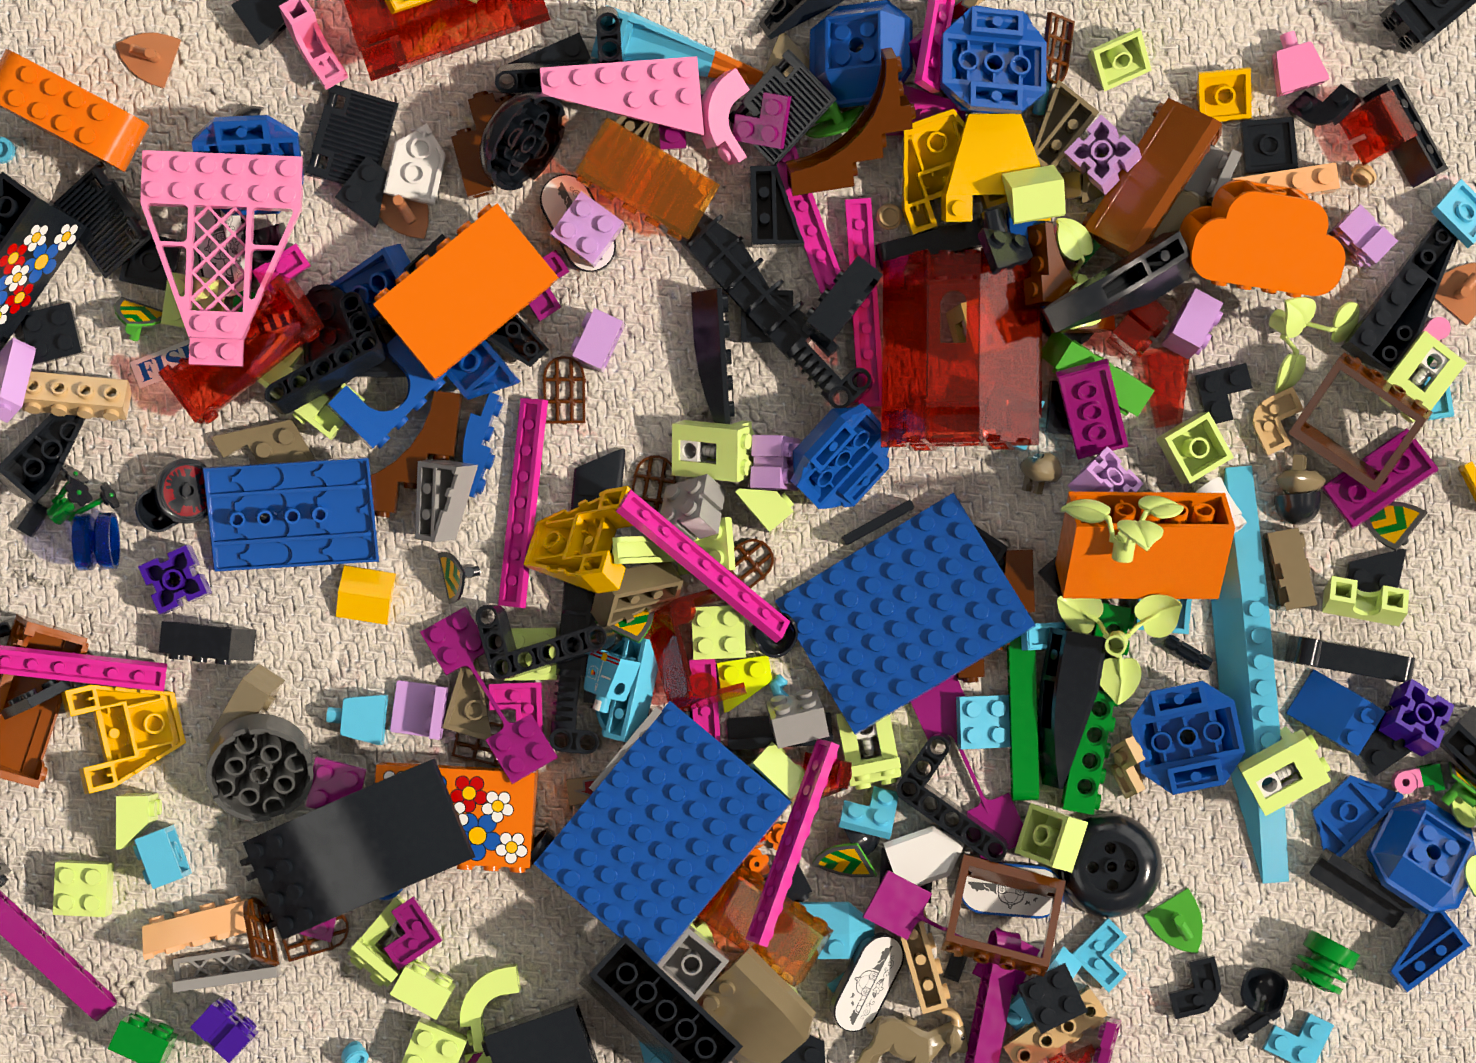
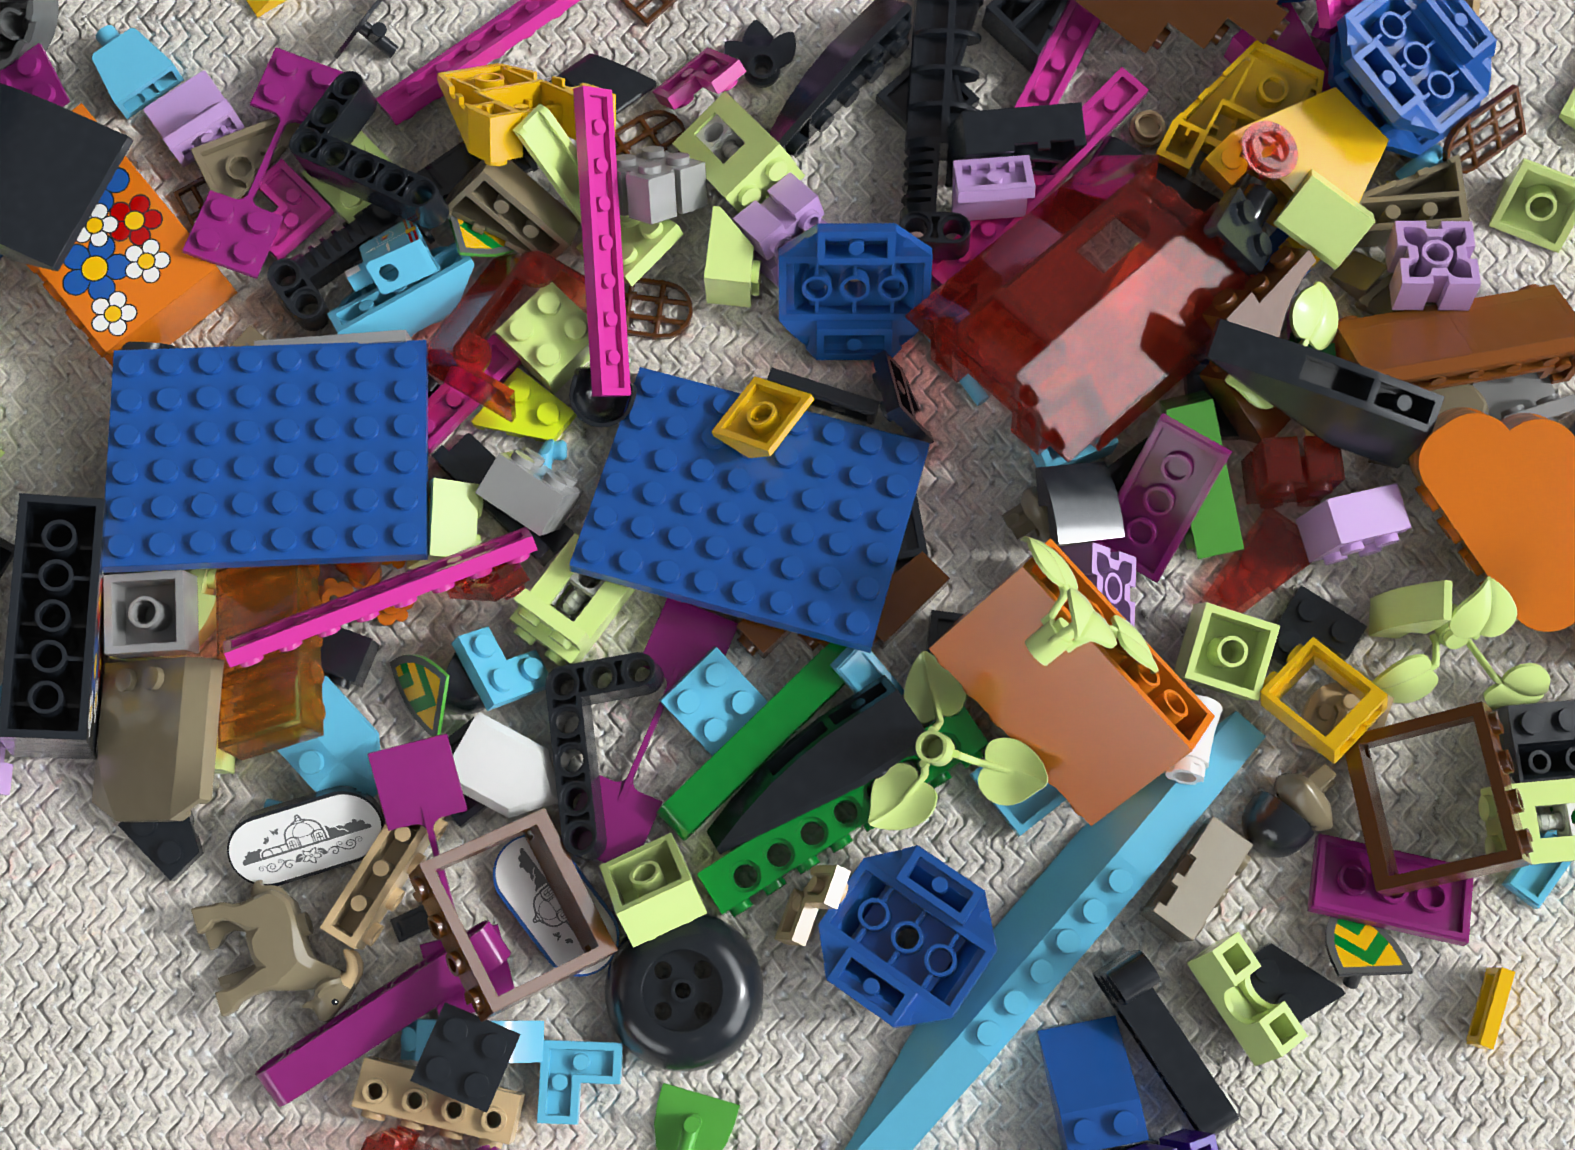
camera: 45 degrees right, 10 degrees down
(643, 421) = (707, 70): none -> dark pink plate
(656, 376) = (762, 50): none -> black plate
(856, 339) = (992, 187): none -> lavender bracket
(865, 567) = (761, 417): none -> yellow slope
(915, 485) = (898, 400): none -> black wing
(982, 181) = (1263, 135): none -> clear red gear
(1059, 451) = (1080, 502): none -> black slope
(1188, 652) = (1000, 856): black axle -> none
(1260, 340) = (1411, 609): none -> yellowish green slope
(1276, 763) = (994, 1118): yellowish green brick -> none
(1289, 425) = (1352, 726): none -> yellow window

